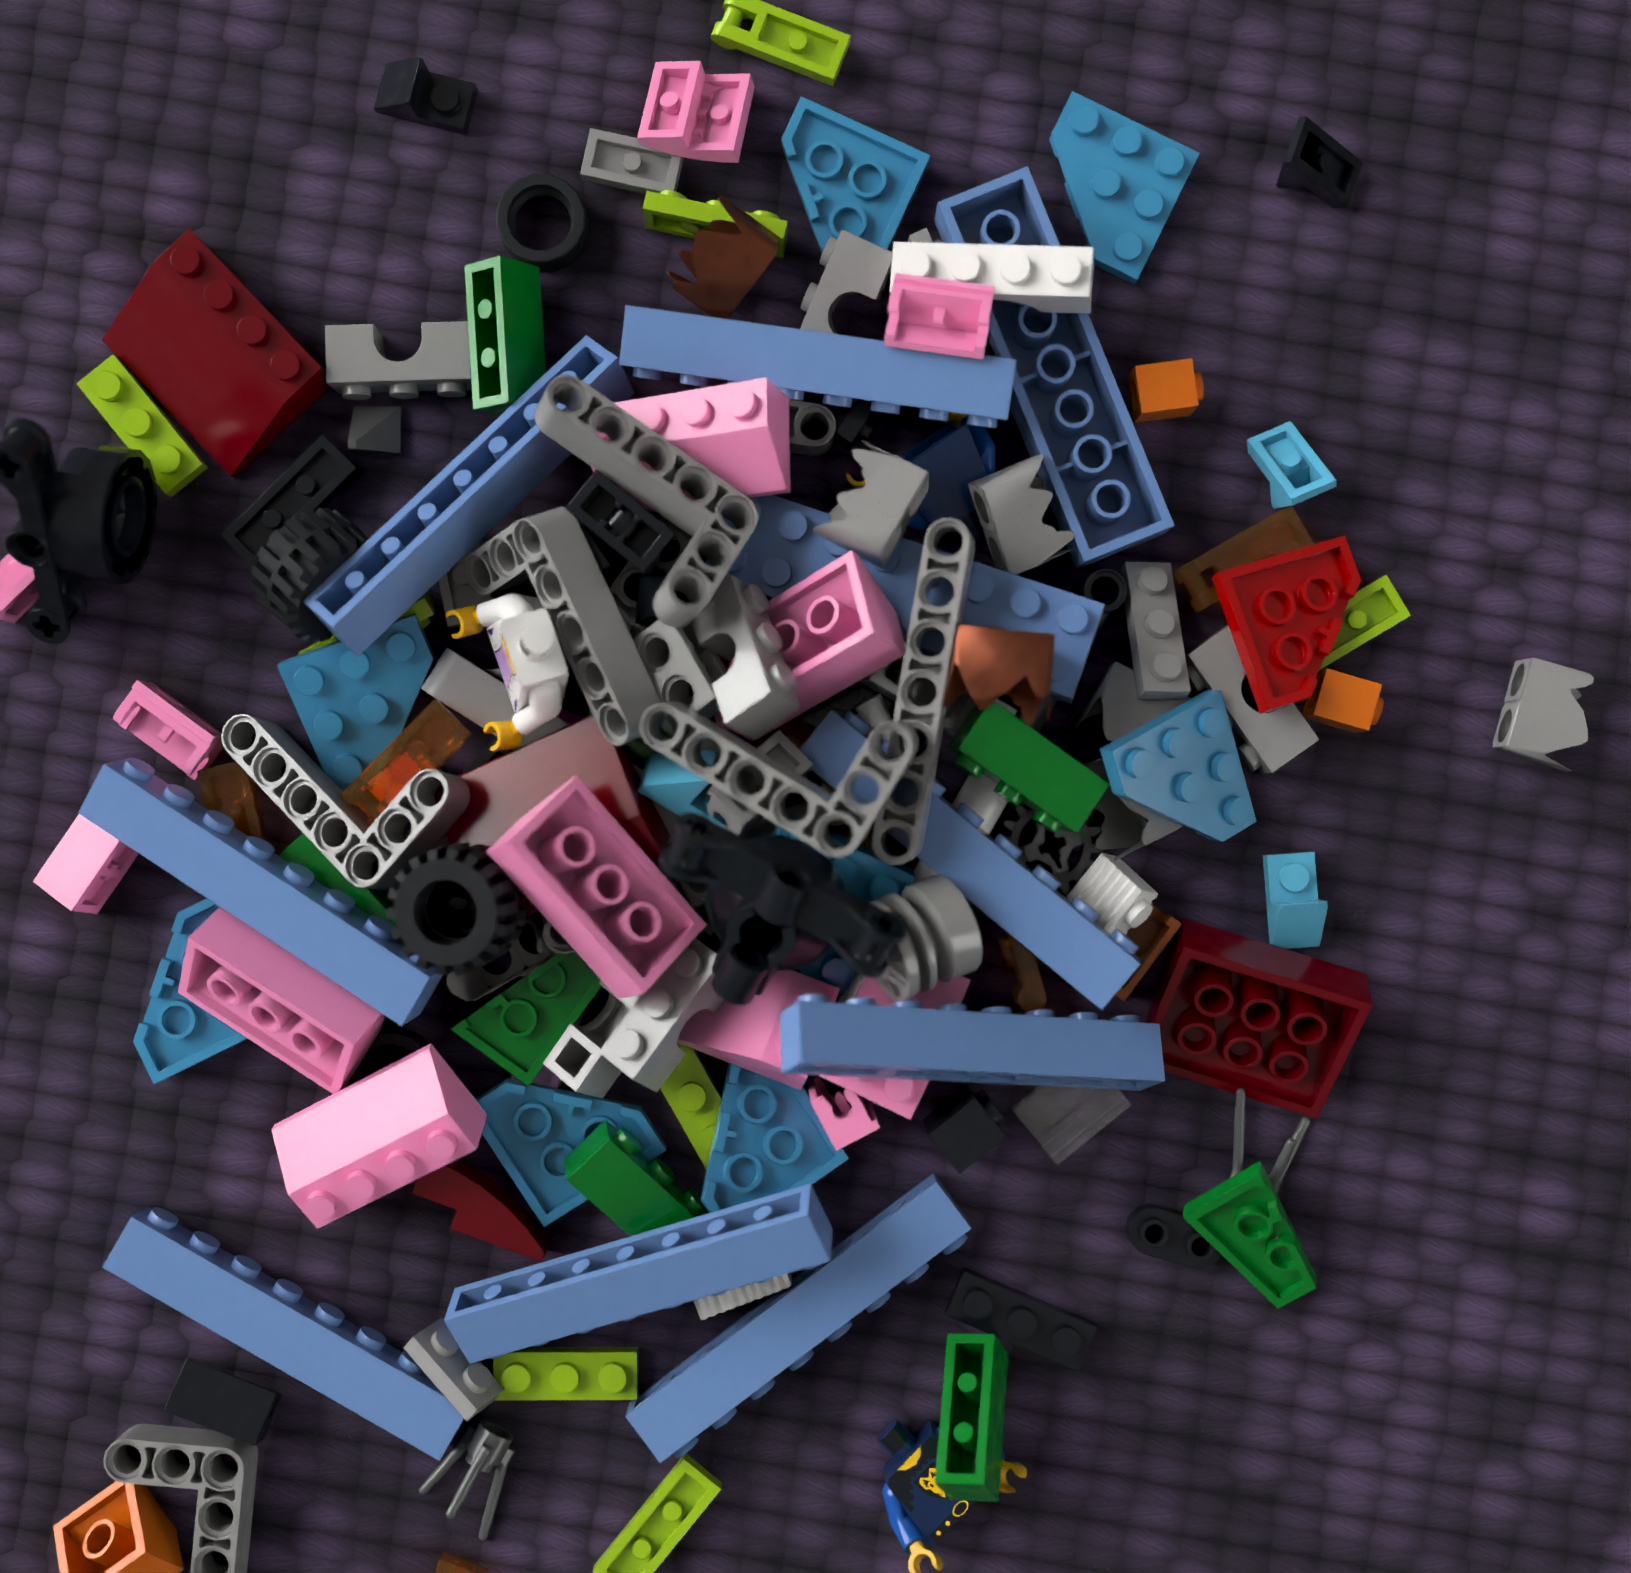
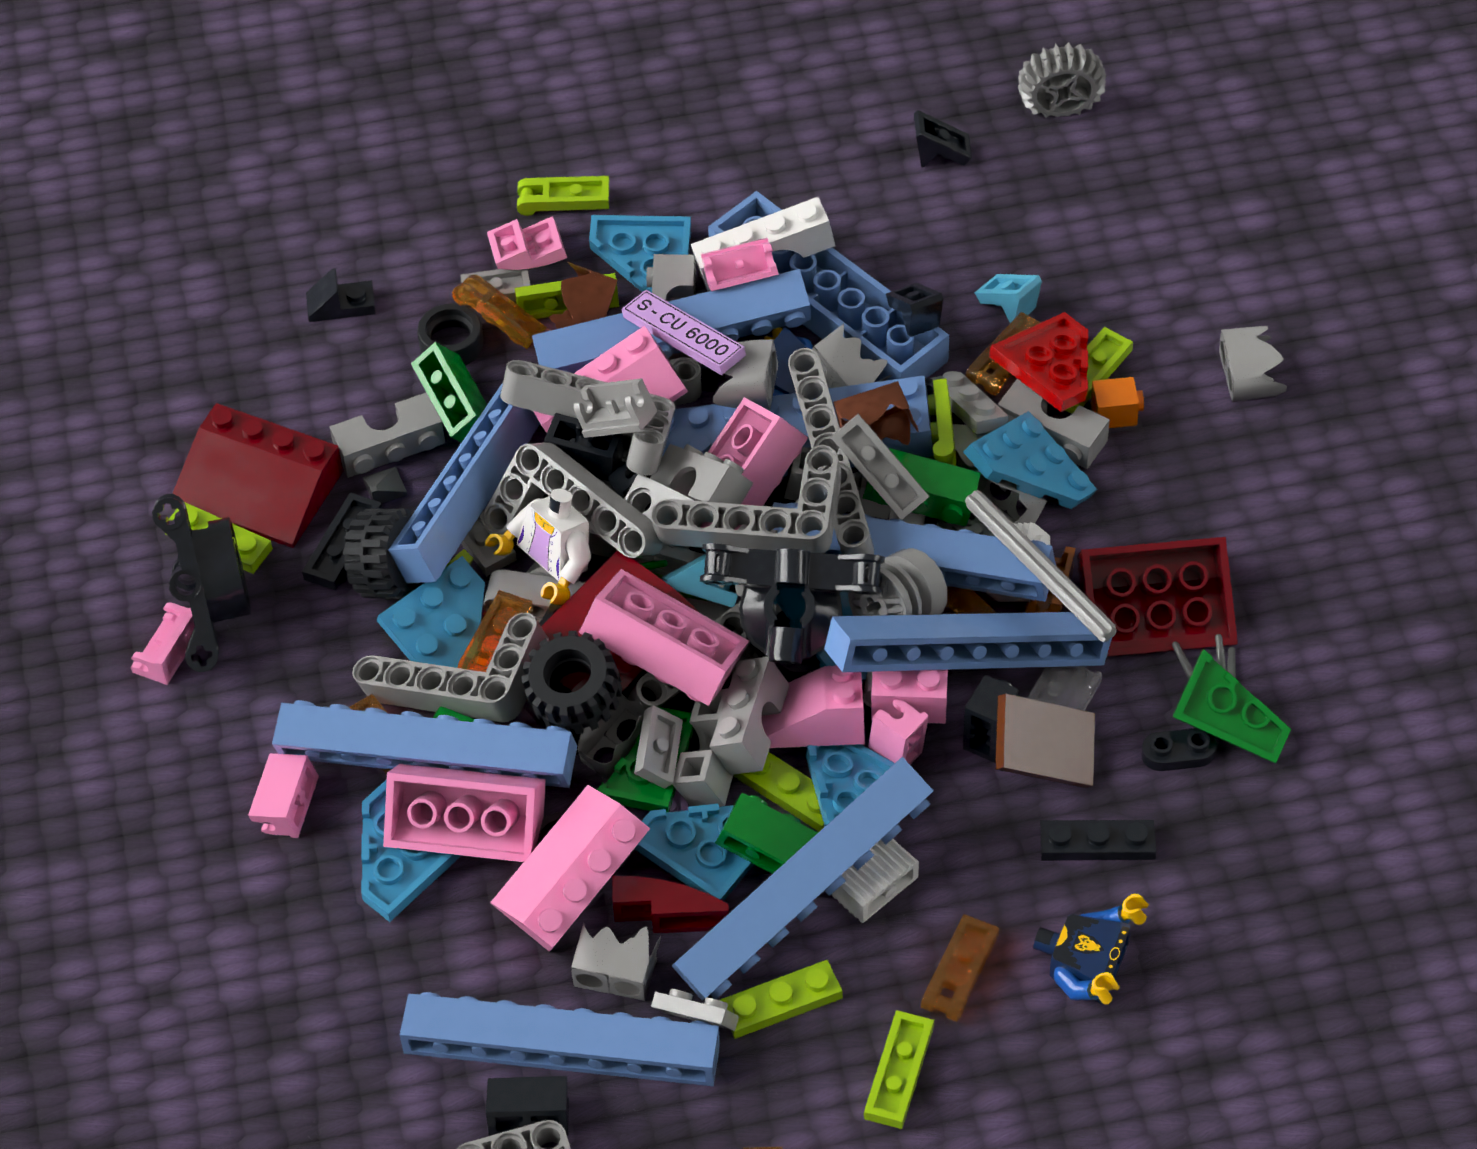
camera: 20 degrees left, 35 degrees down
(169, 728) = (305, 685): bright pink hinge -> none
(390, 1258) = (614, 967): none -> light grey piece
(486, 1447) = (743, 1067): dark grey plant -> none
(542, 1014) = (658, 746): none -> light grey plate
(614, 217) = (498, 310): none -> clear orange plate
(662, 525) = (615, 408): none -> light grey hinge
(785, 1425) = (960, 966): none -> clear orange plate
(797, 1319) = (933, 893): medium blue brick -> none
(815, 407) = (684, 332): none -> lavender tile
(972, 754) = (879, 466): none -> light grey plate
(972, 1417) = (1090, 880): green brick -> none
(1010, 1198) = (1045, 741): none -> tile
(1096, 681) = (942, 429): none -> lime plate
(1109, 994) = (1041, 566): none -> light grey axle
(1118, 182) = (833, 182): dark azure plate -> none
(1148, 469) = (919, 307): none -> black slope
(1164, 390) = (905, 273): orange brick -> none
(1292, 900) = (1146, 520): medium azure slope -> none
(1529, 135) = (1062, 81): none -> light grey gear

